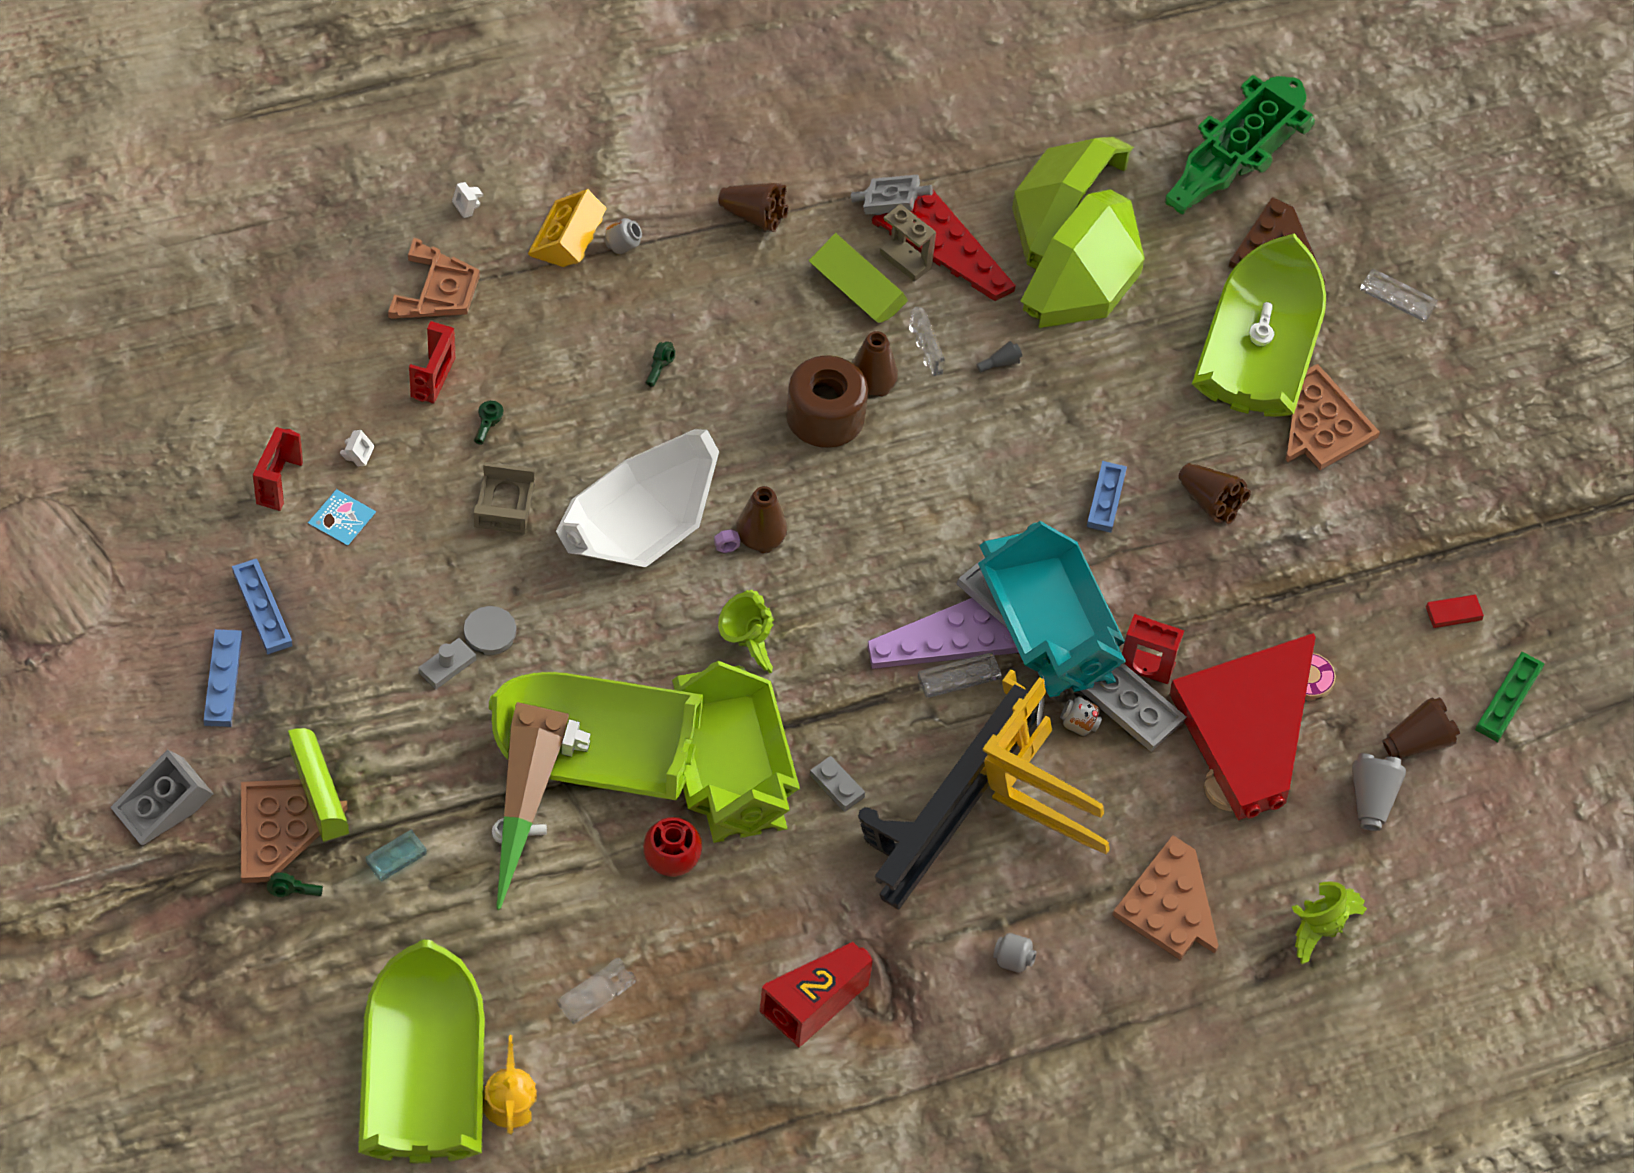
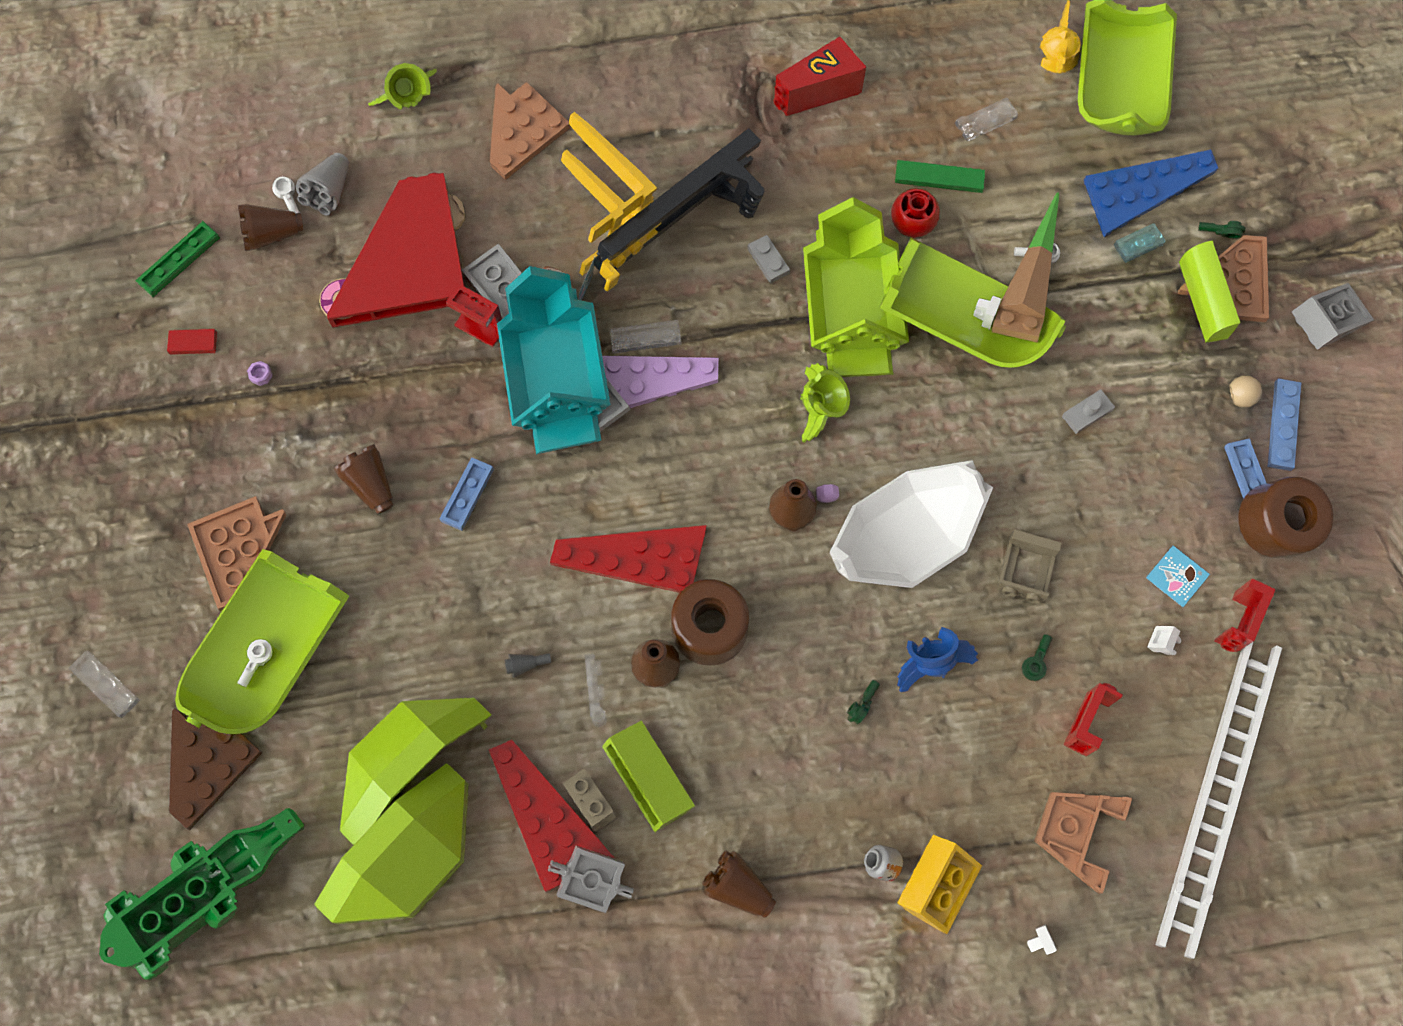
camera: 165 degrees left, 15 degrees up
(235, 576) = (1264, 521): none -> reddish brown piece
(271, 696) = (1245, 391): none -> tan piece
(289, 320) = (1229, 809): none -> white ladder
(412, 914) = (1137, 189): none -> blue wing
(490, 630) = (1049, 437): light grey tile -> none
(596, 398) = (935, 658): none -> blue helmet
(647, 909) = (939, 176): none -> green tile
(908, 465) = (648, 558): none -> red wing
(1014, 952) = (657, 98): light grey head -> none
(1367, 585) = (259, 373): none -> lavender tile
(1423, 786) = (284, 189): none -> white plate

